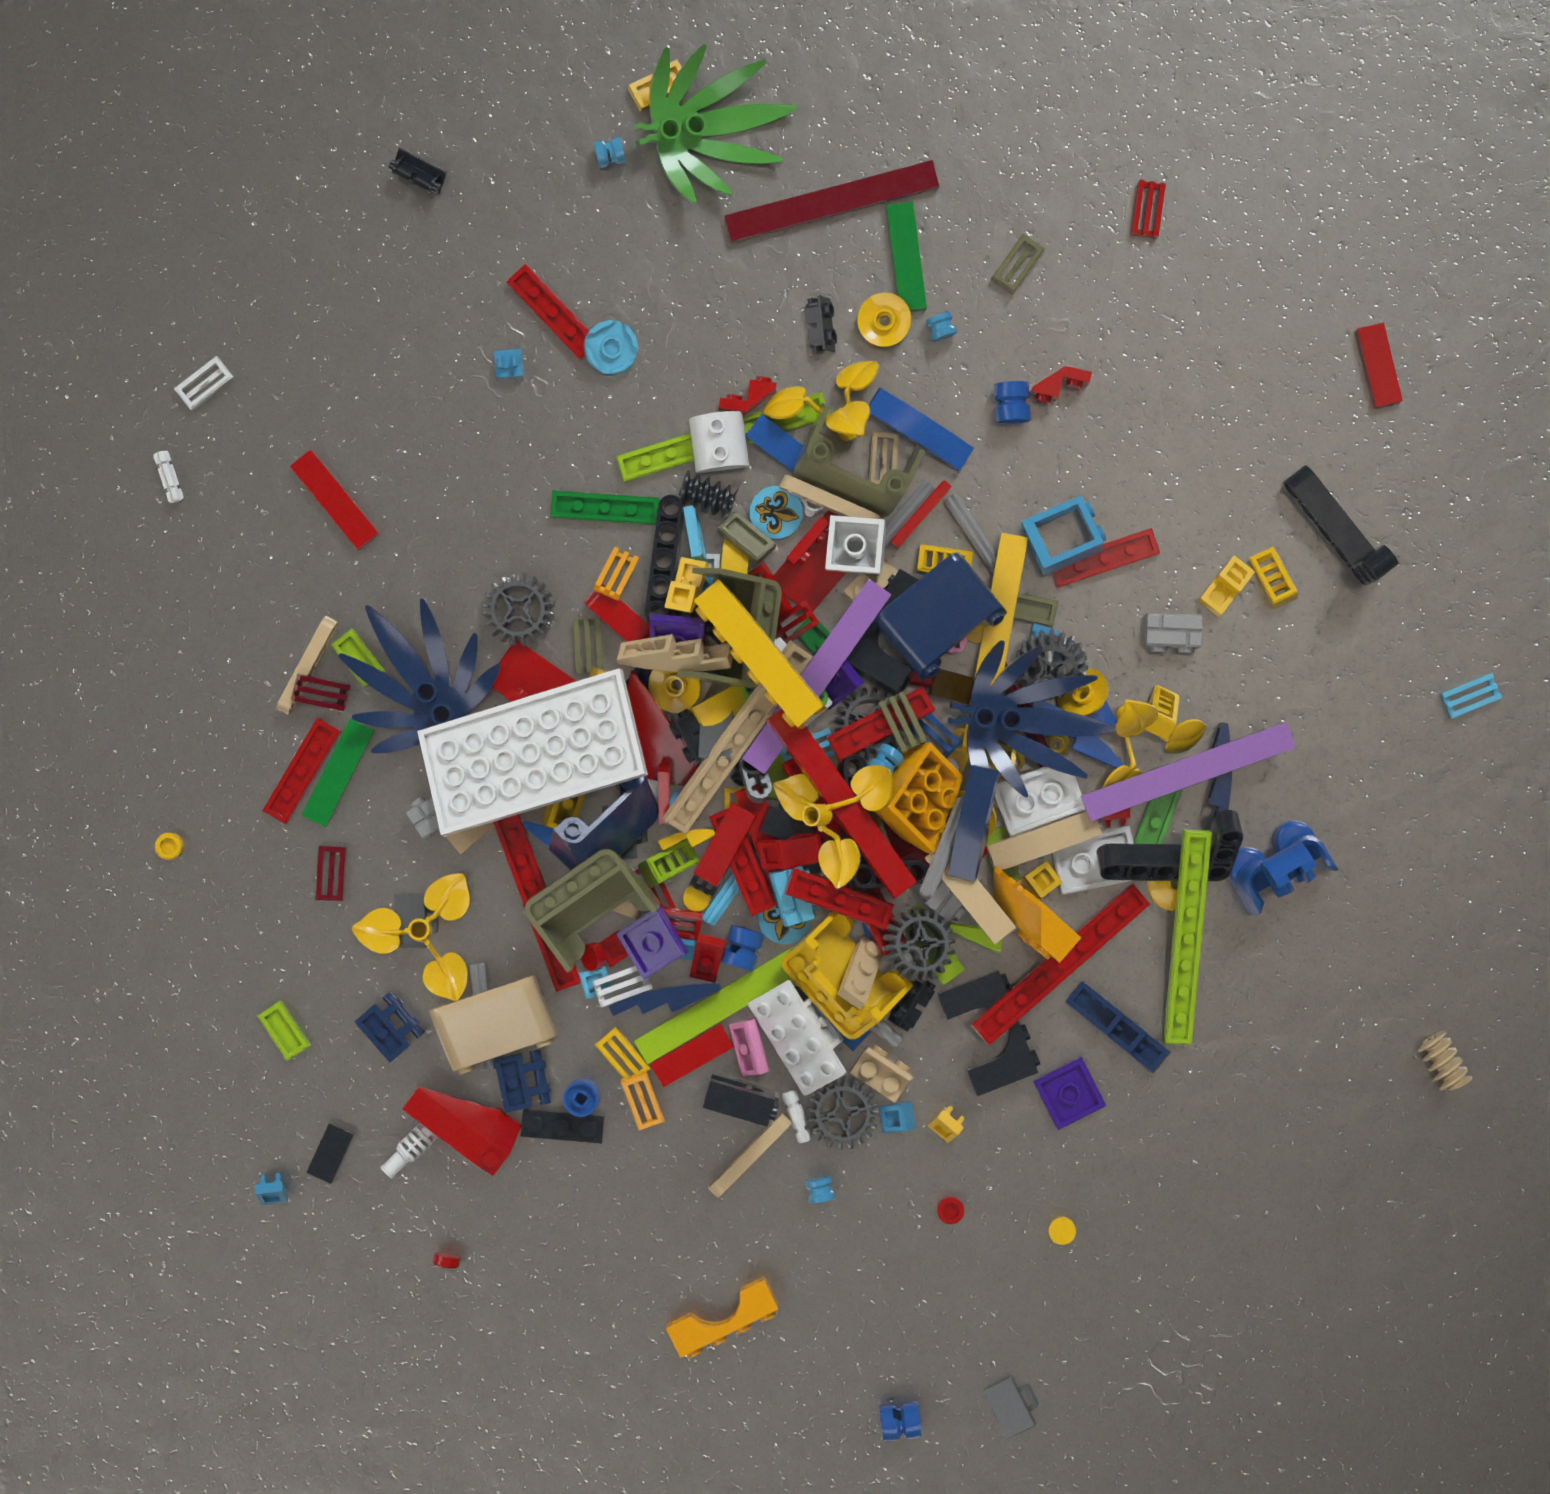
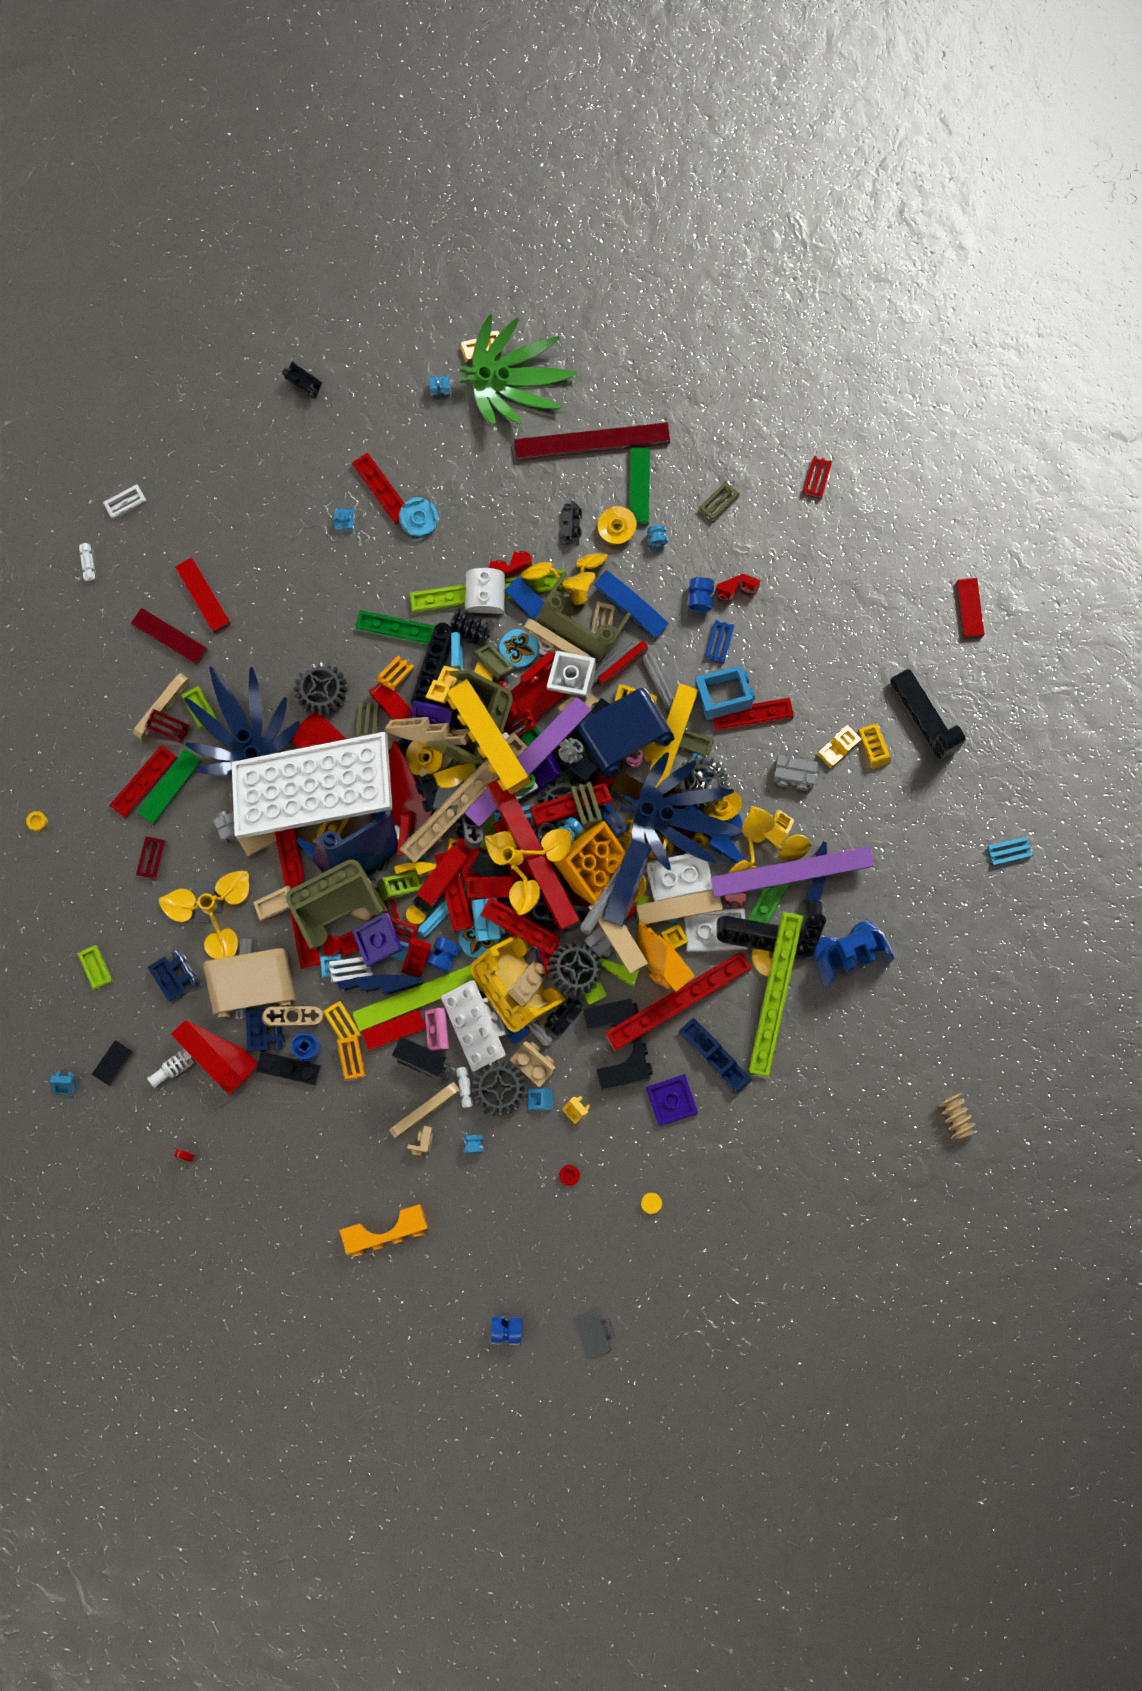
camera: 10 degrees right, 10 degrees down
(299, 564) = (169, 636): none -> dark red tile
(505, 912) = (272, 904): none -> tan tile
(577, 1061) = (277, 1011): none -> tan beam
(756, 1192) = (424, 1139): none -> tan bracket
(871, 653) = (570, 750): none -> light grey gear
(1049, 440) = (724, 625): none -> blue tile

